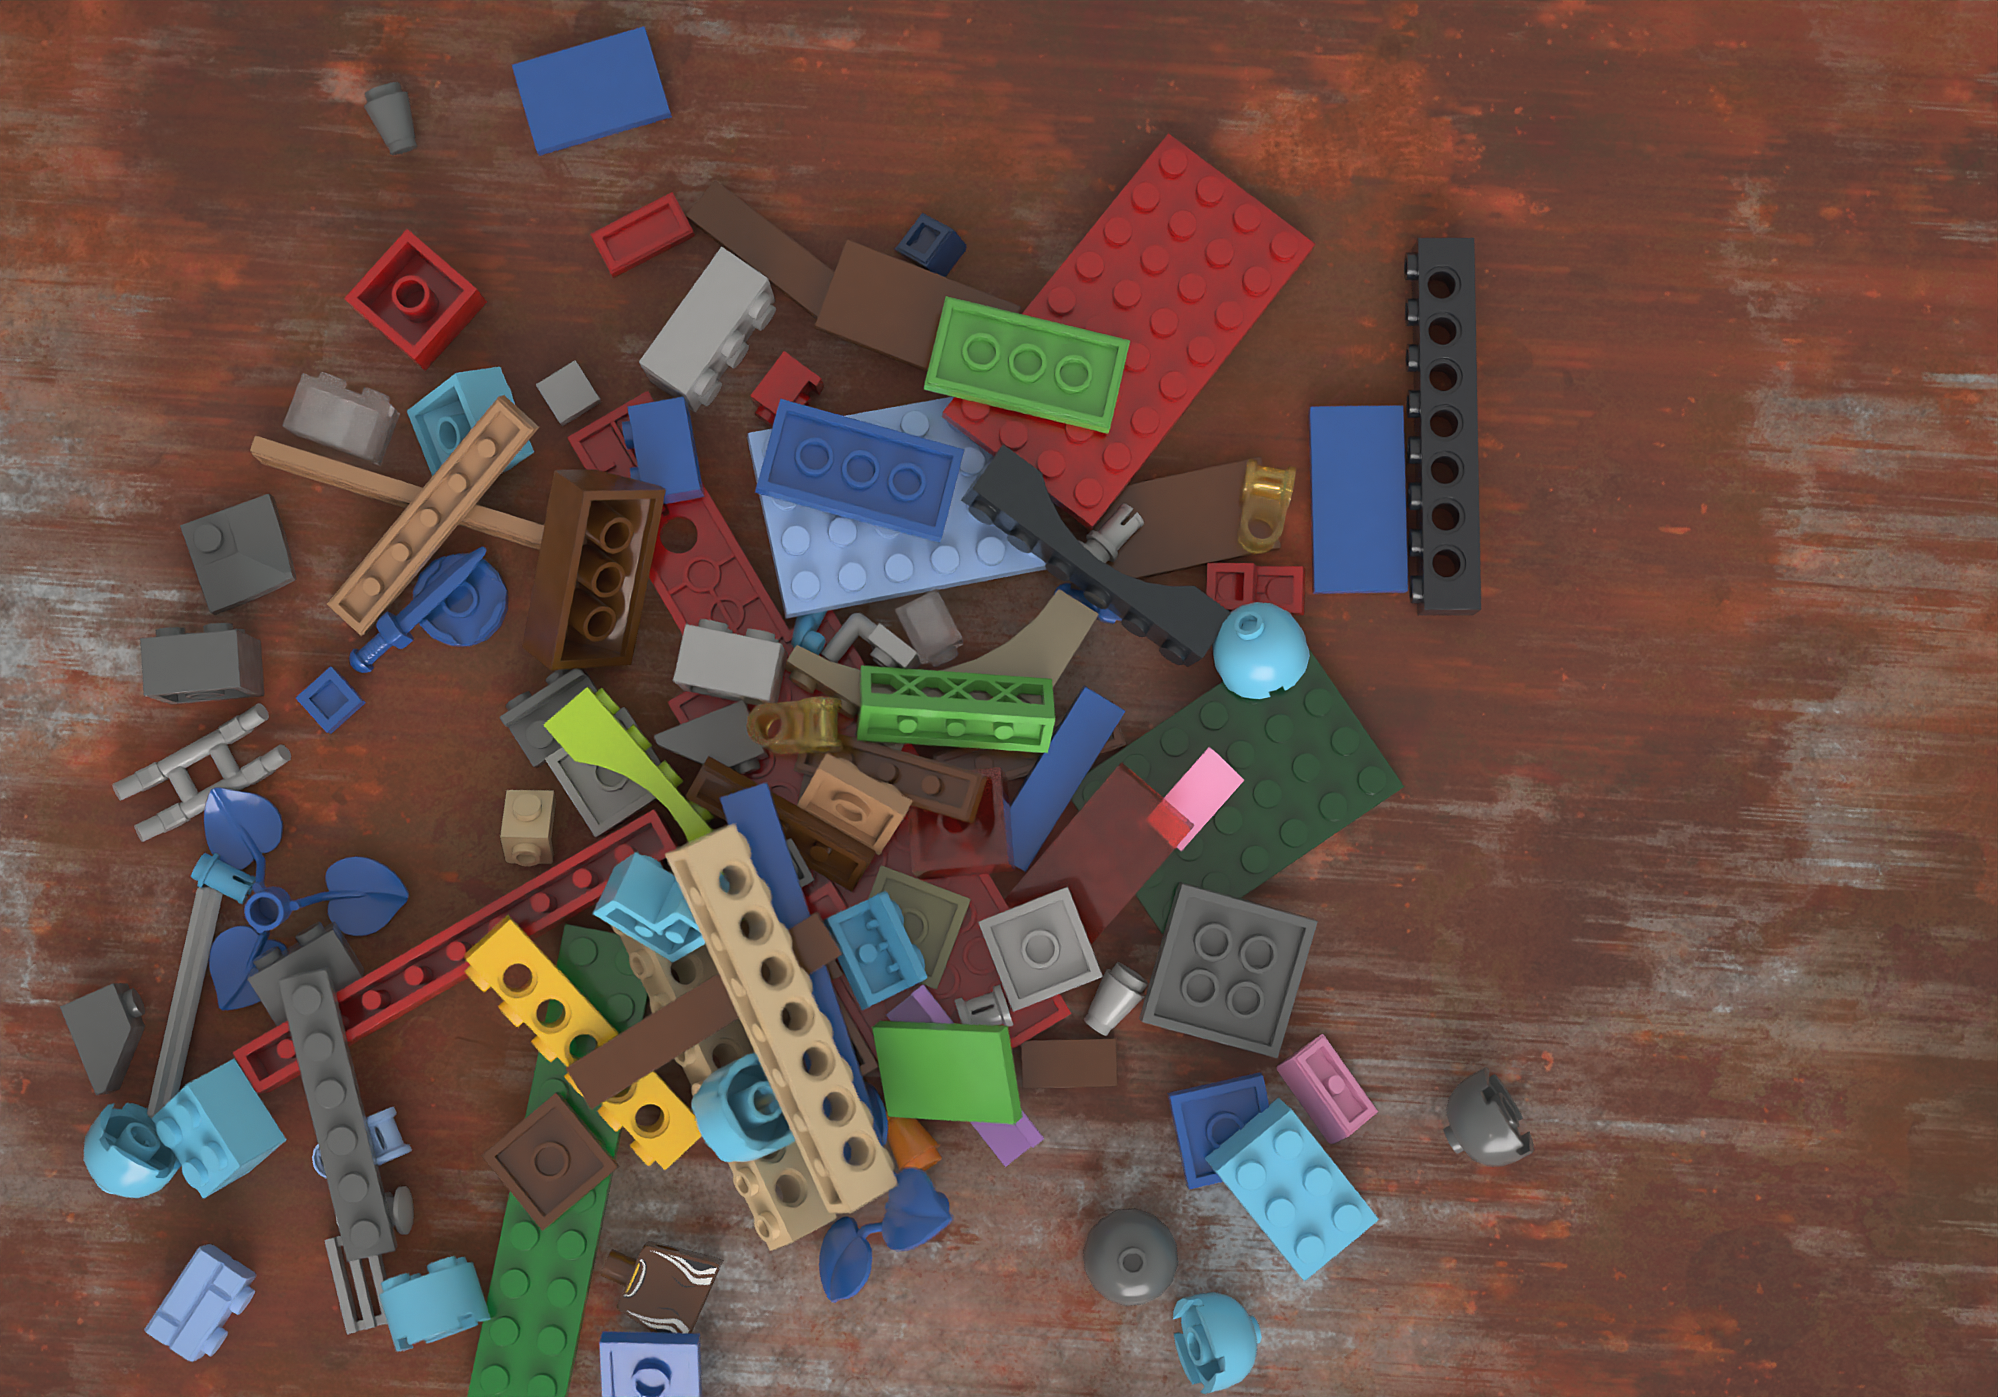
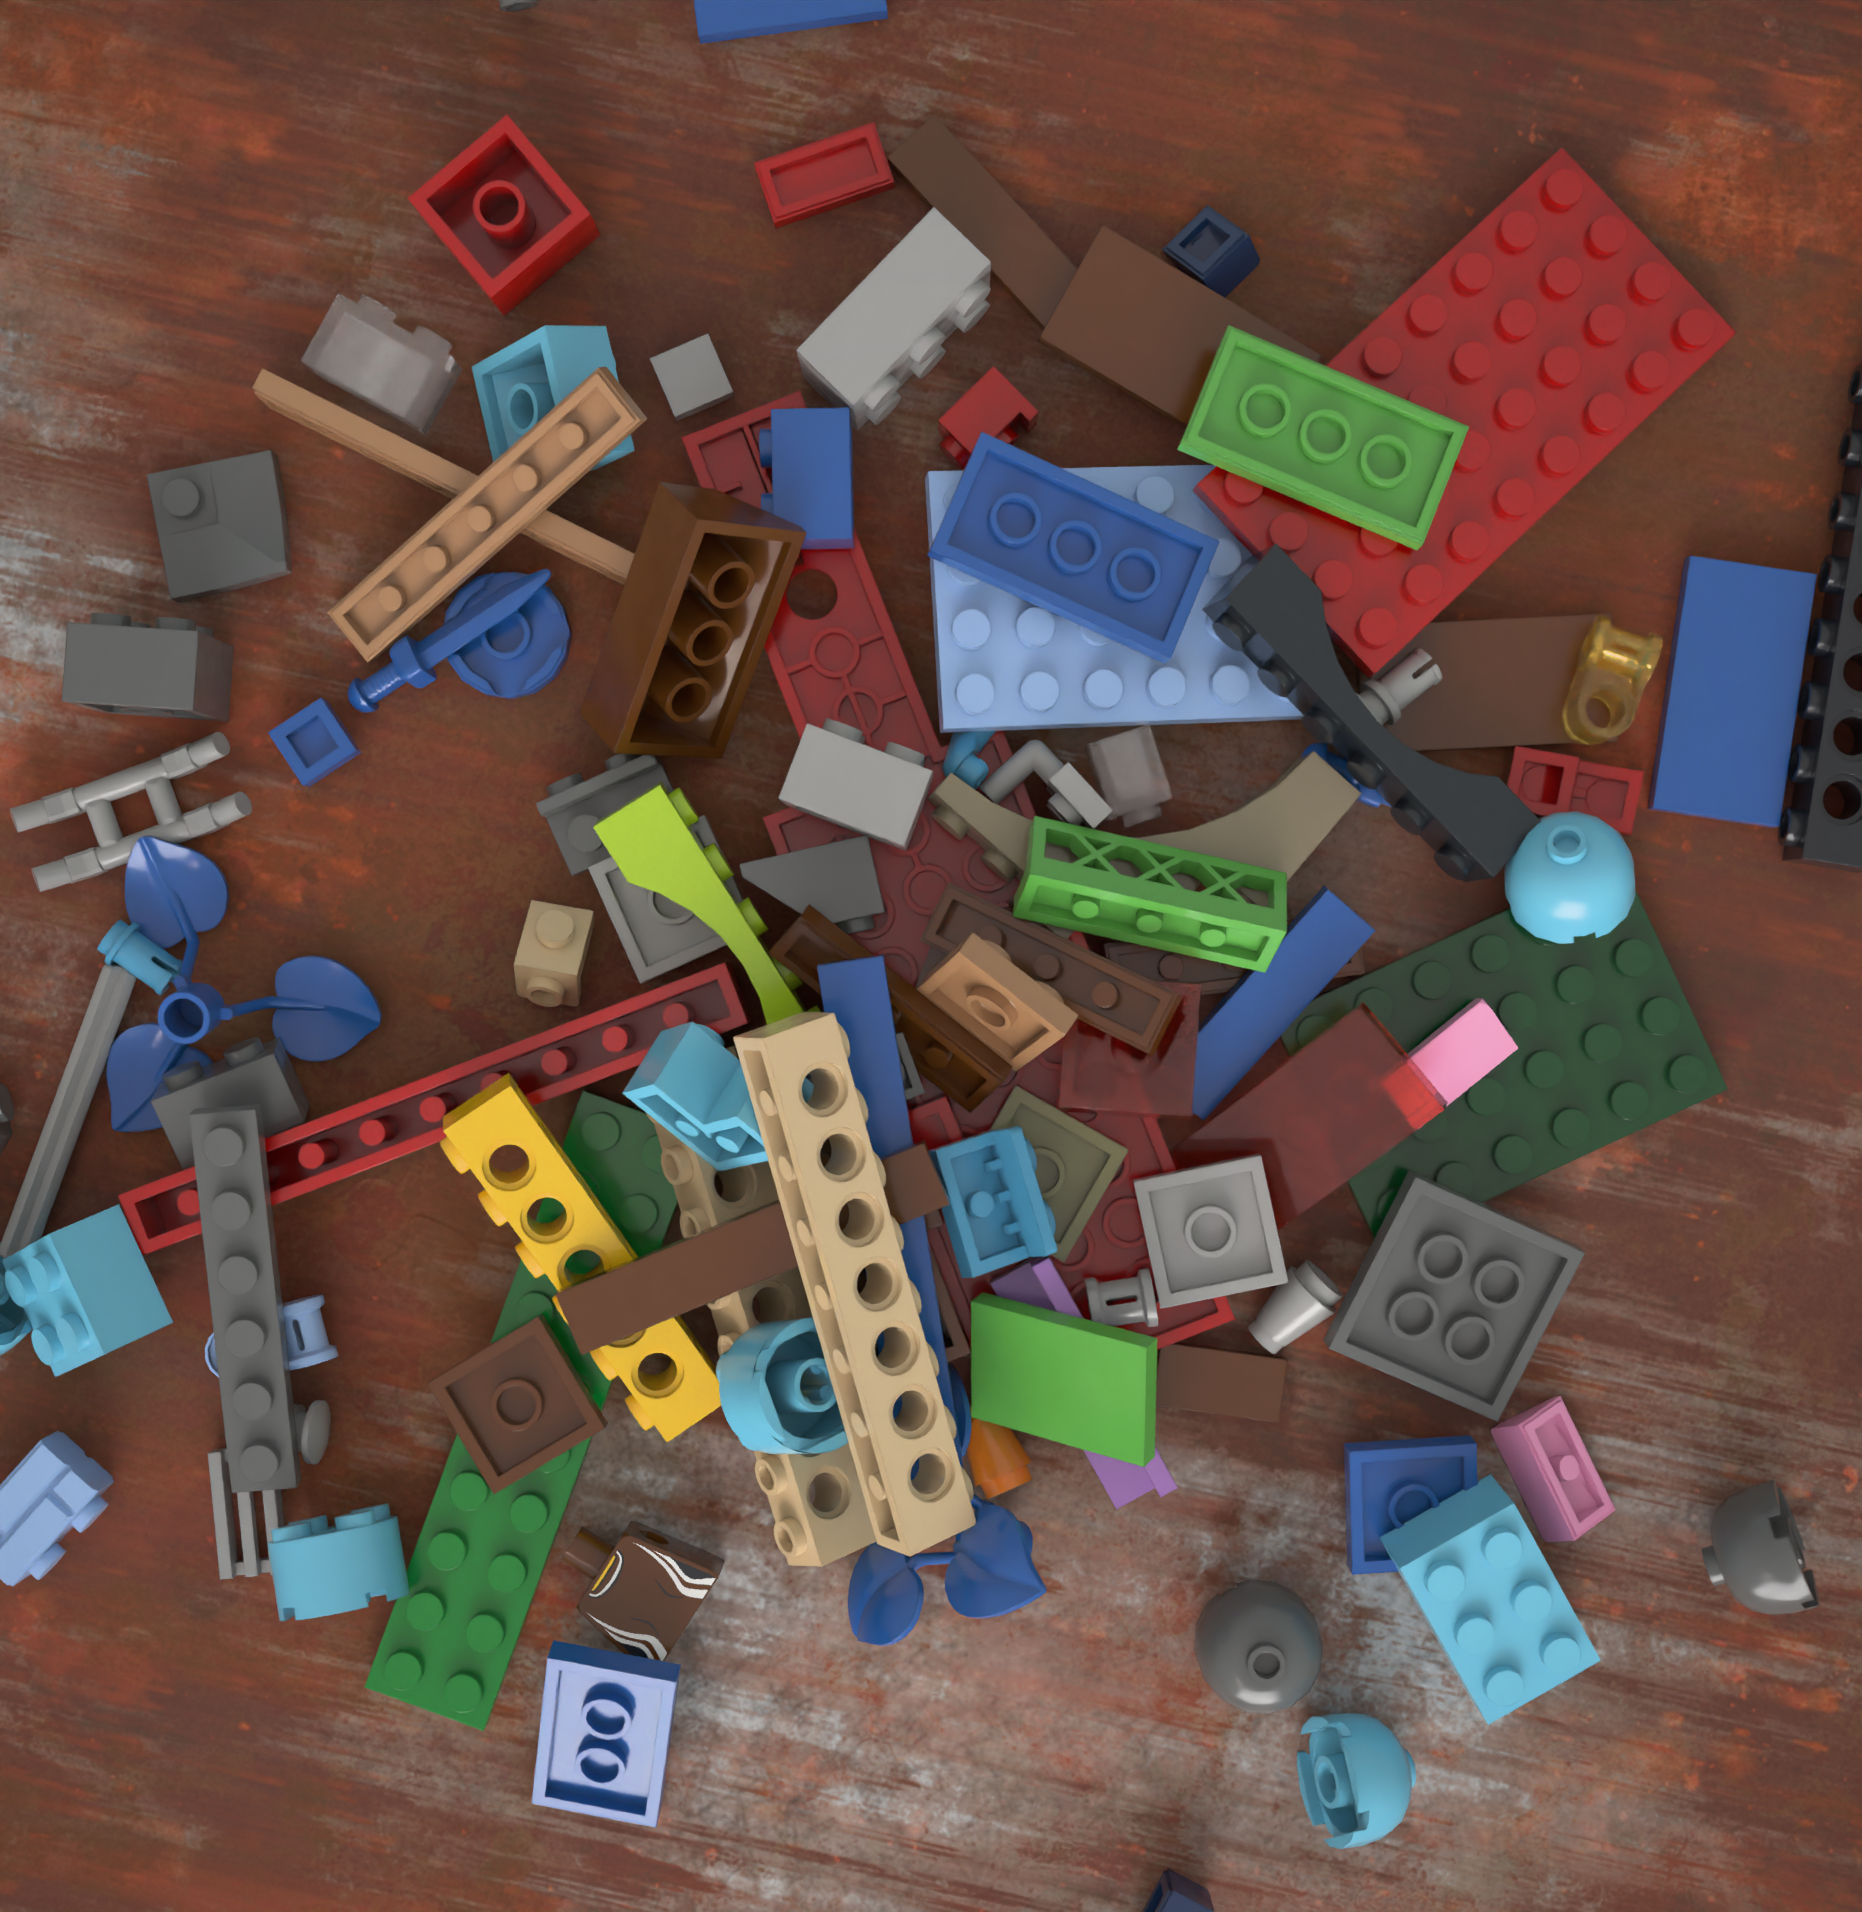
camera: 15 degrees right, 5 degrees up
(806, 725) = (947, 887): clear yellow piece -> none

